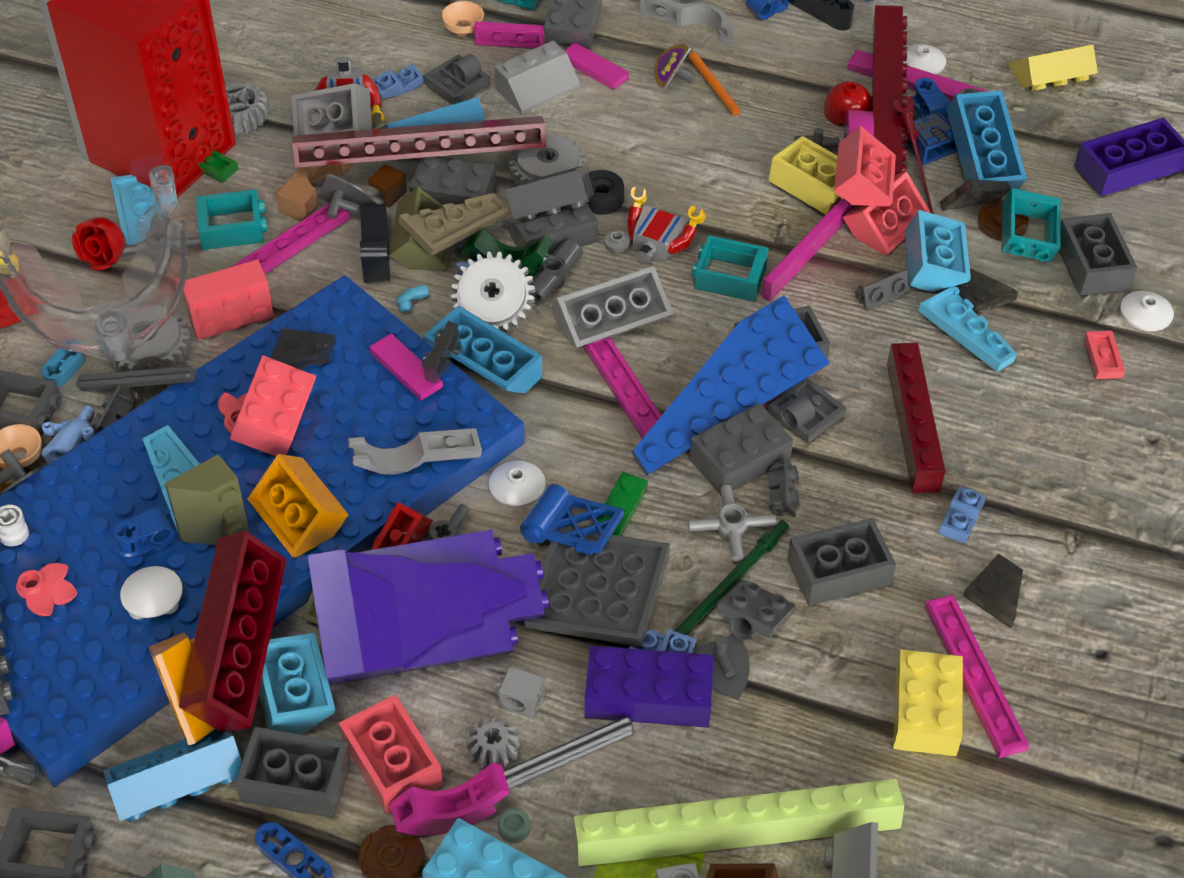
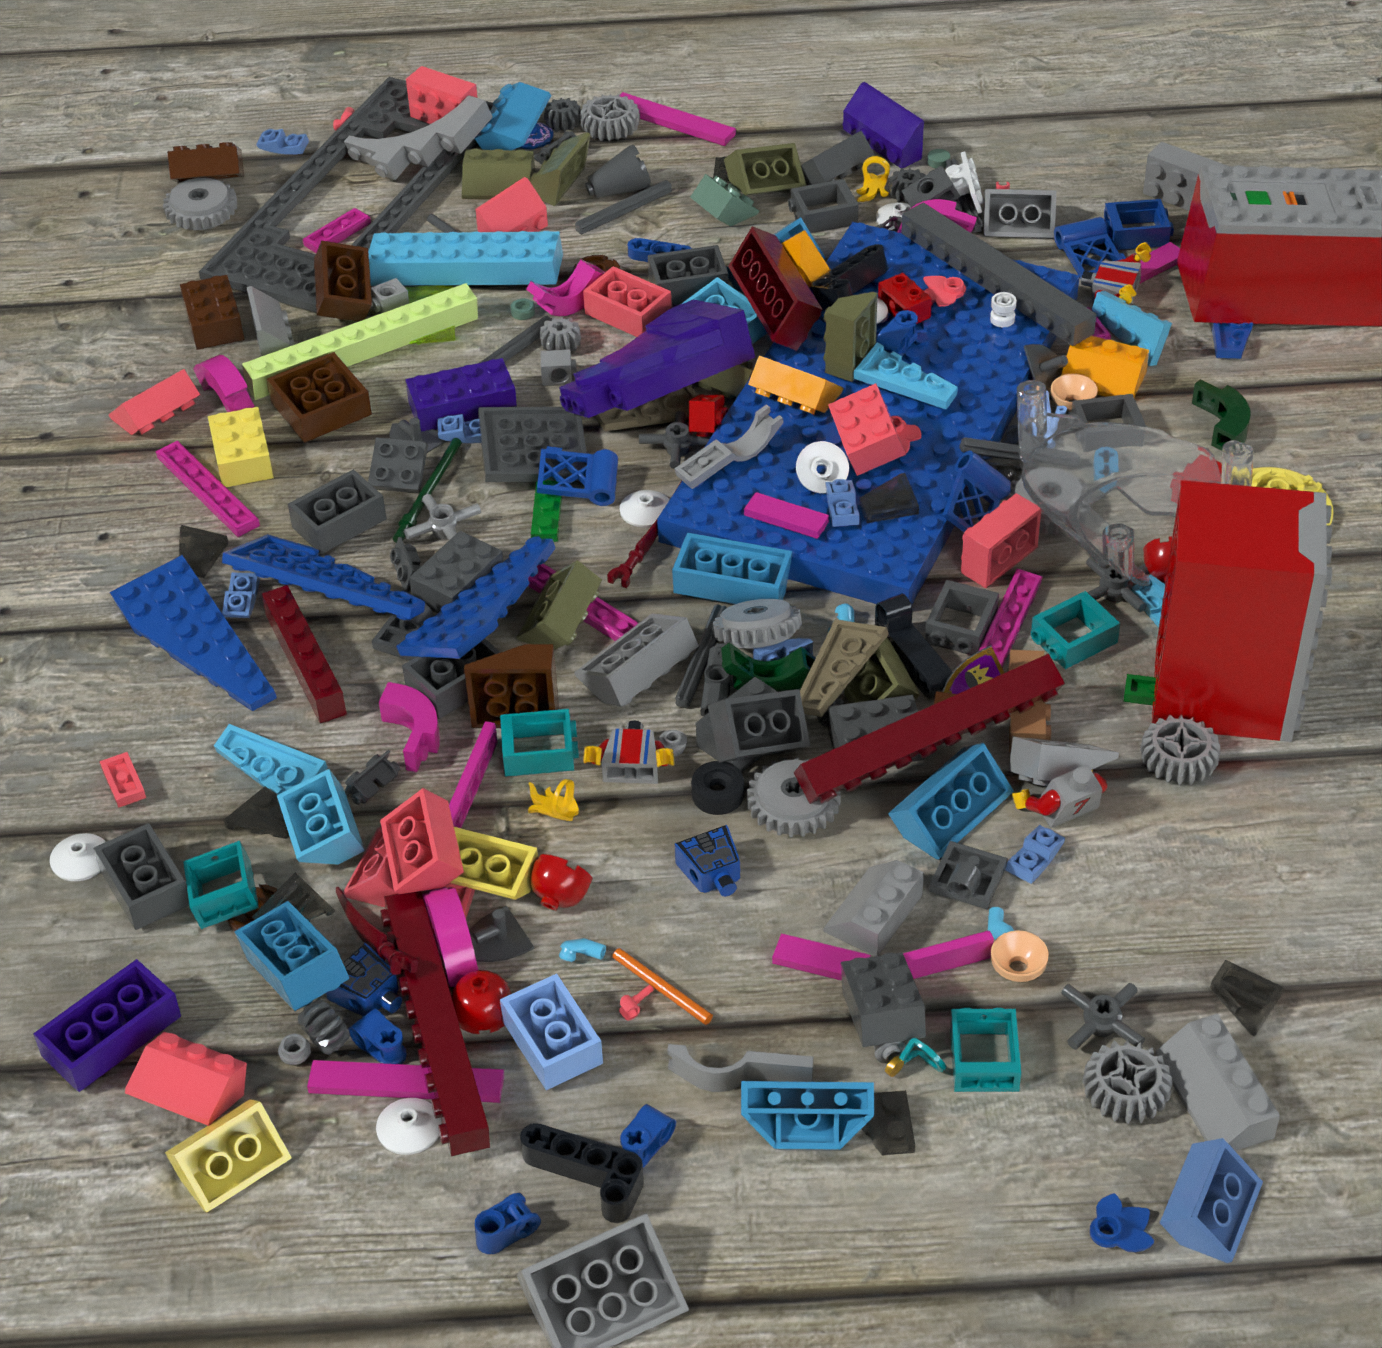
camera: 160 degrees right, 5 degrees down
(98, 580) = (903, 294): none -> red brick
(131, 626) = (850, 275): none -> black beam
(208, 348) = (982, 482): none -> blue piece
(329, 269) = (964, 599): none -> dark grey window
(342, 393) = (825, 455): none -> white dish
(347, 360) = (842, 502): none -> medium blue slope
(446, 342) = (752, 510): clear smoke wing -> none
(461, 44) = (996, 924): none -> medium azure arm
(541, 429) = (636, 556): none -> dark red sword
(545, 311) = (699, 661): none -> dark grey axle
(638, 141) = (710, 861): none -> torso
(657, 375) = (561, 606): none -> olive slope
(670, 64) = (720, 973): shield -> none
(735, 282) = (512, 683): none -> reddish brown slope
(736, 221) = (553, 804): none -> yellow piece
(743, 77) = (629, 1004): none -> coral hand
(756, 151) = (558, 883): none -> red cylinder
(762, 120) = (582, 946): none -> medium azure arm
(807, 61) = (551, 1031): none -> light blue brick
(819, 735) = (319, 396): none -> reddish brown slope
(842, 336) = (415, 711): none -> dark pink arch
(905, 498) = (304, 567): none -> blue wing
(935, 809) = (226, 381): none -> dark pink arch
(1023, 821) = (156, 404): none -> coral slope
(1030, 507) = (182, 619): none -> blue wing
(1075, 106) = (187, 1078): none -> coral slope

